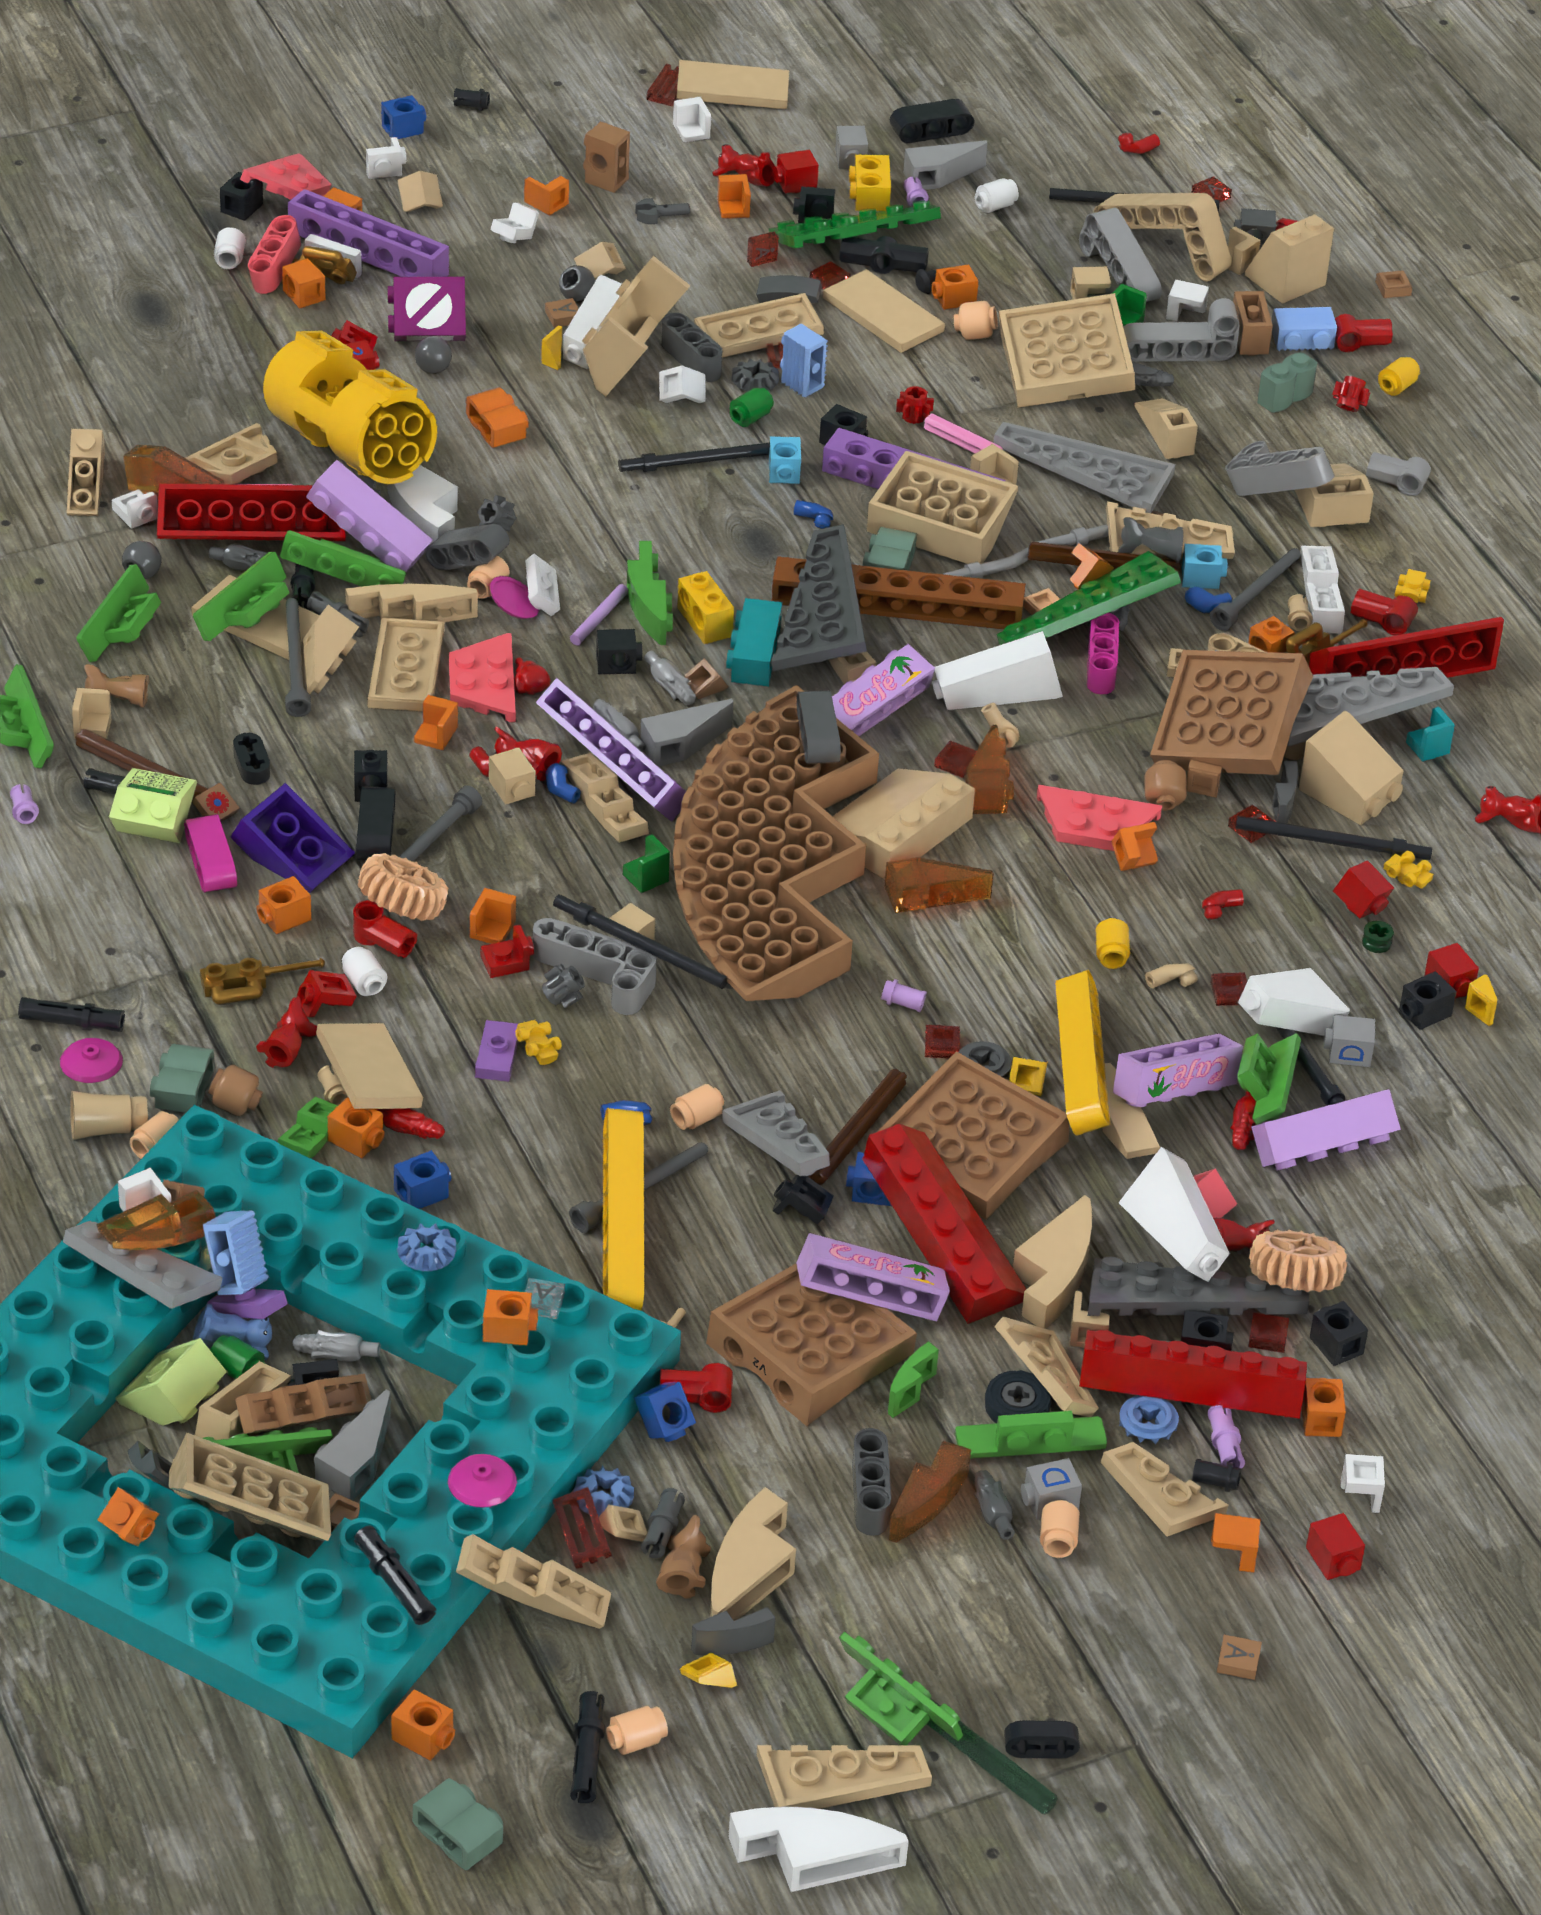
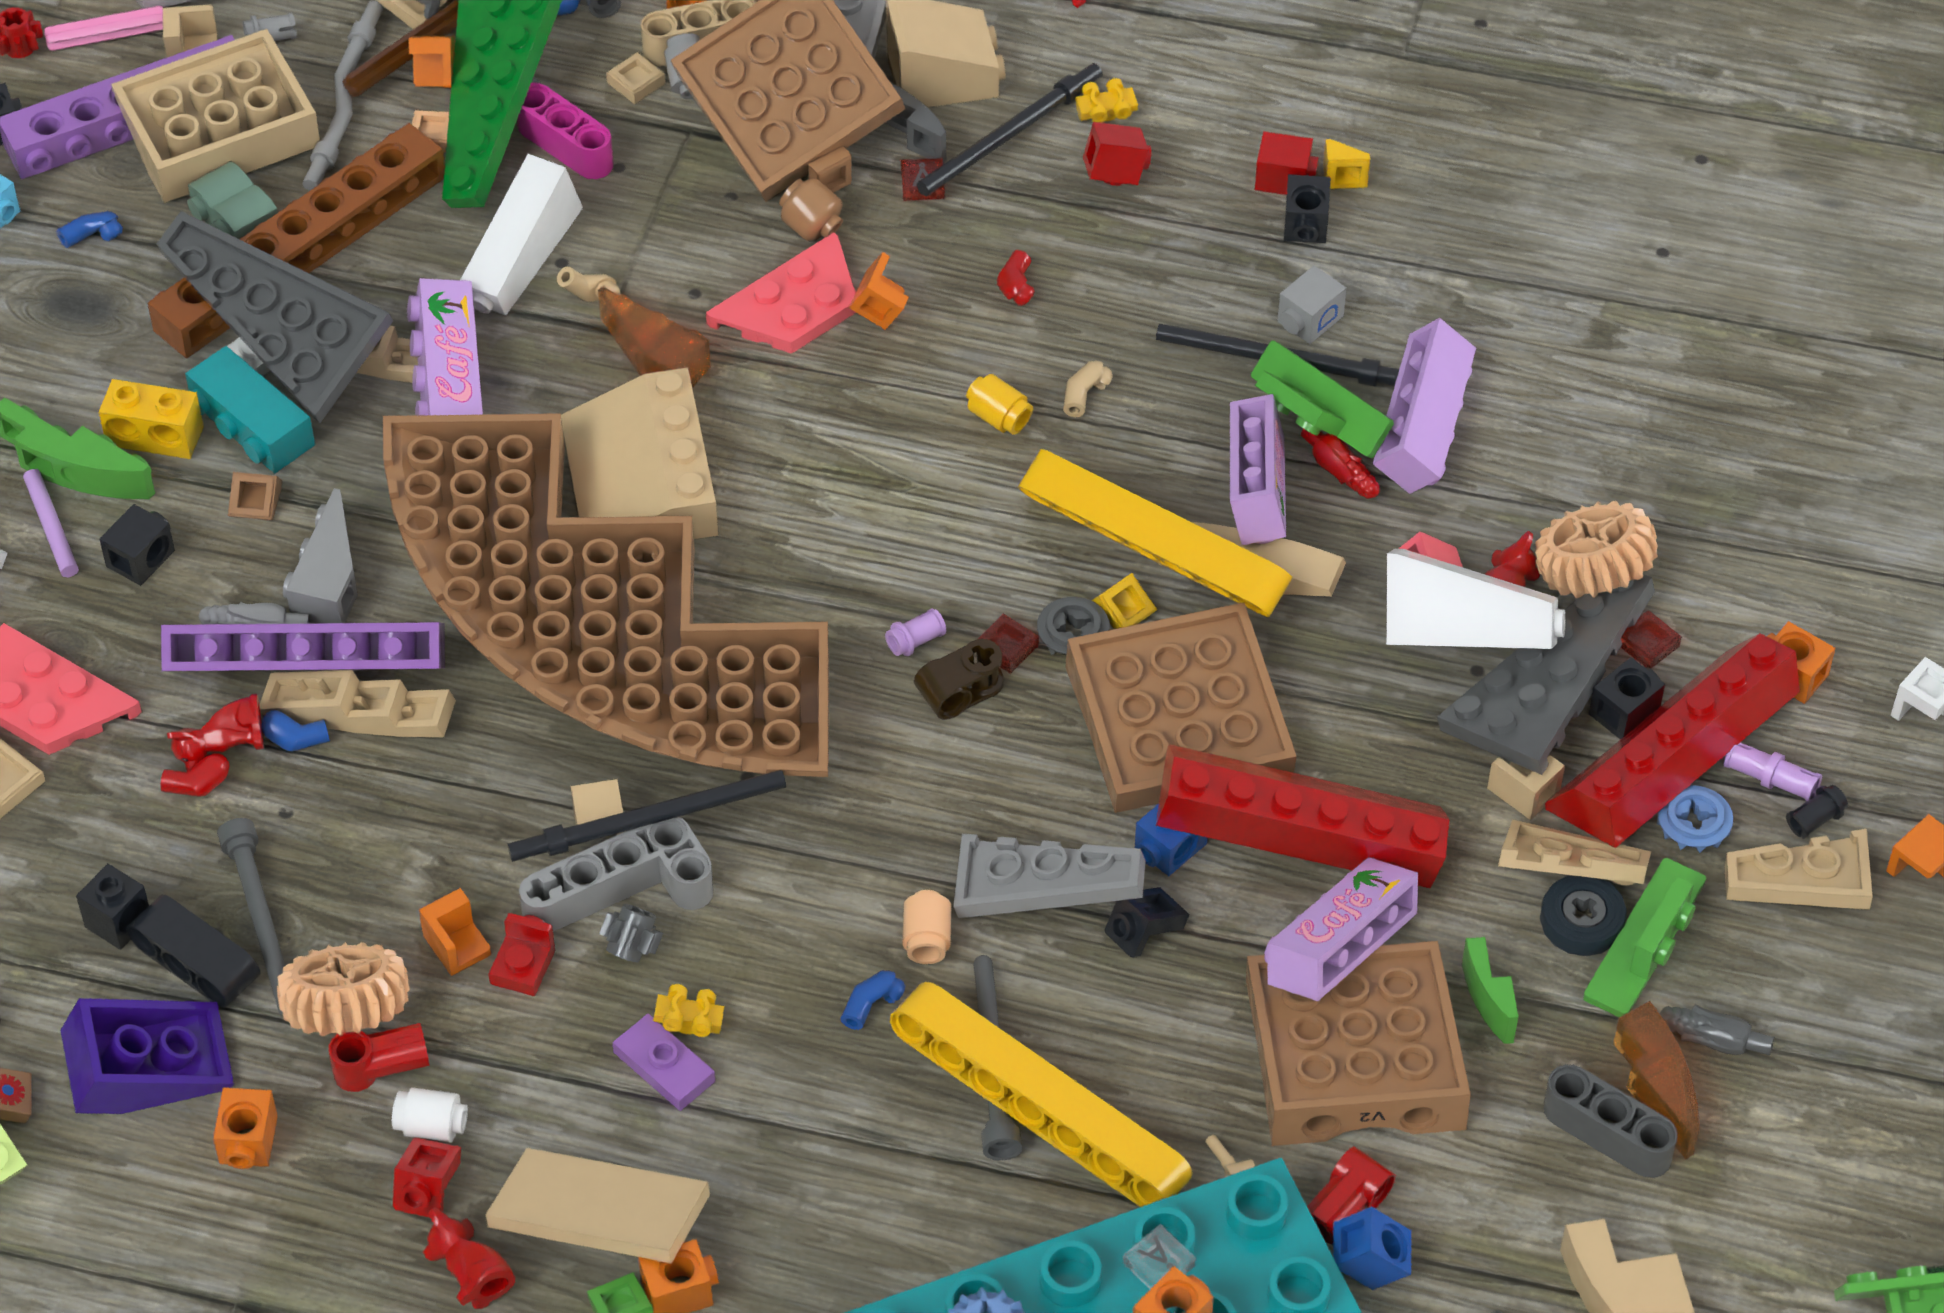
camera: 50 degrees left, 10 degrees up
(210, 853) = (85, 1150): dark pink beam -> none
(247, 973) = (320, 1233): pearl gold piece -> none
(333, 1088) = (585, 1262): tan pin -> none
(411, 1122) = (721, 1214): red piece -> none
(422, 1180) = (822, 1284): blue brick -> none
(439, 722) = (83, 787): orange panel -> none
(512, 775) = (251, 769): tan brick -> none
(530, 677) = (92, 649): red piece -> none
(649, 869) = (508, 732): green panel -> none
(670, 678) = (226, 523): light grey piece -> none
(818, 727) = (483, 438): dark grey beam -> none
(861, 1122) = (1061, 777): reddish brown axle -> none
(887, 1030) = (958, 682): none -> dark brown piece
(933, 883) = (767, 503): clear orange slope -> none
(954, 758) = (593, 356): clear red tile -> none
(1035, 497) = (278, 26): none -> light grey pin
(1050, 1483) = (1738, 965): light grey brick -> none
(1054, 1263) = (1424, 751): tan slope -> none
(1059, 1528) = (1798, 994): light nougat brick -> none
(1228, 987) = (1142, 353): clear red tile -> none
(1292, 1001) = (1230, 312): white slope -> none
(1338, 1333) = (1704, 583): black brick -> none
(1377, 936) = (1184, 192): dark green bush -> none

